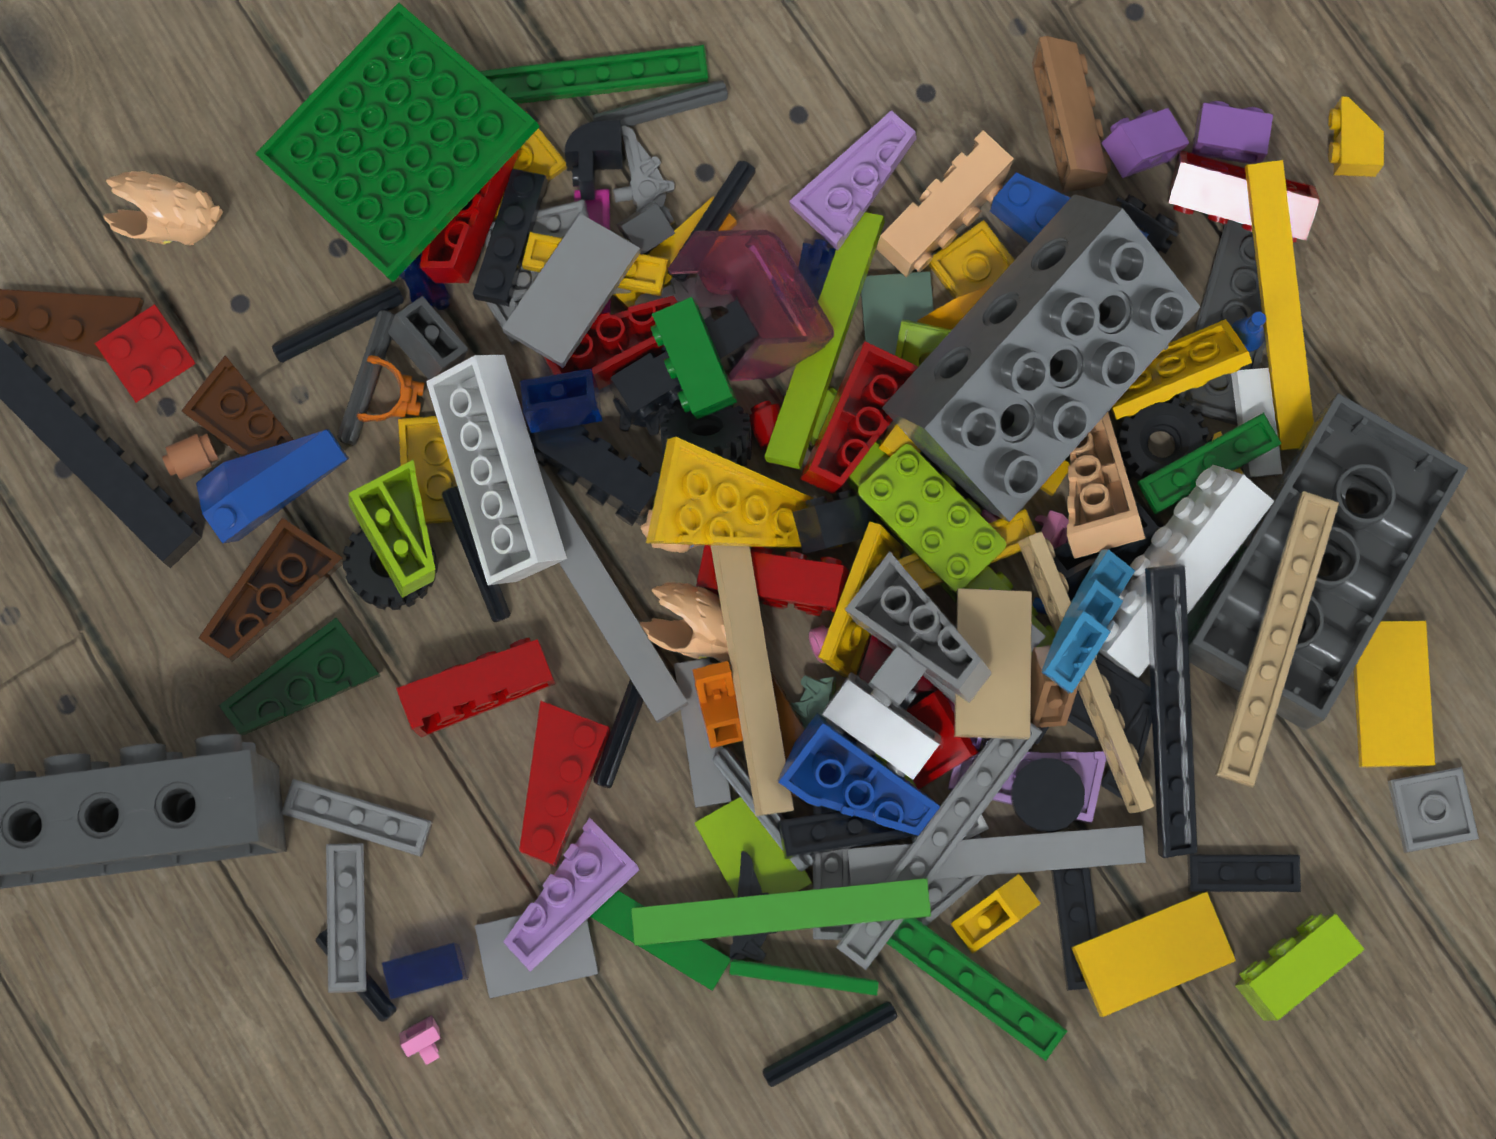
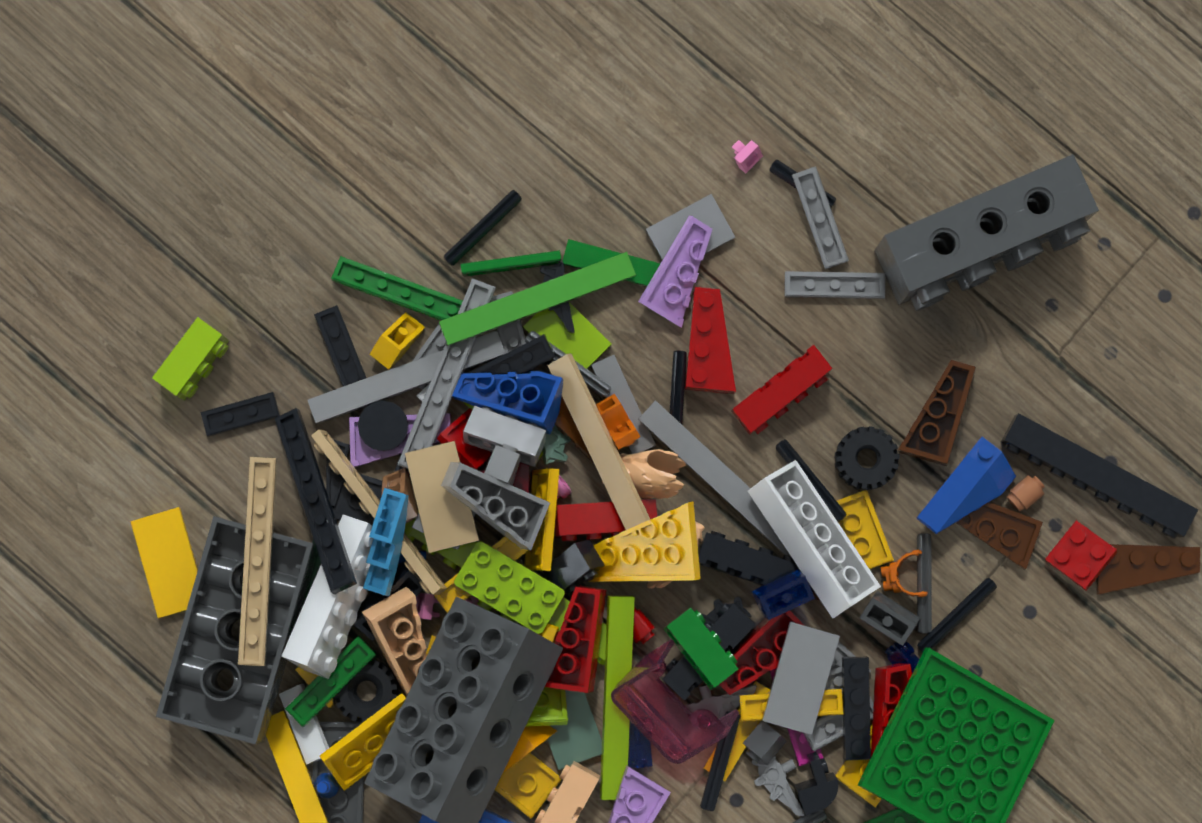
camera: 165 degrees right, 5 degrees up
(167, 207) = (1105, 658): light nougat head -> none
(305, 676) = (897, 368): dark green wing -> none
(396, 527) = (867, 477): lime wedge -> none
(424, 971) = (758, 197): clear blue brick -> none
(721, 432) = (665, 592): black tyre -> none
(1153, 954) = (287, 343): yellow tile -> none
(1433, 809) = (124, 492): light grey tile -> none

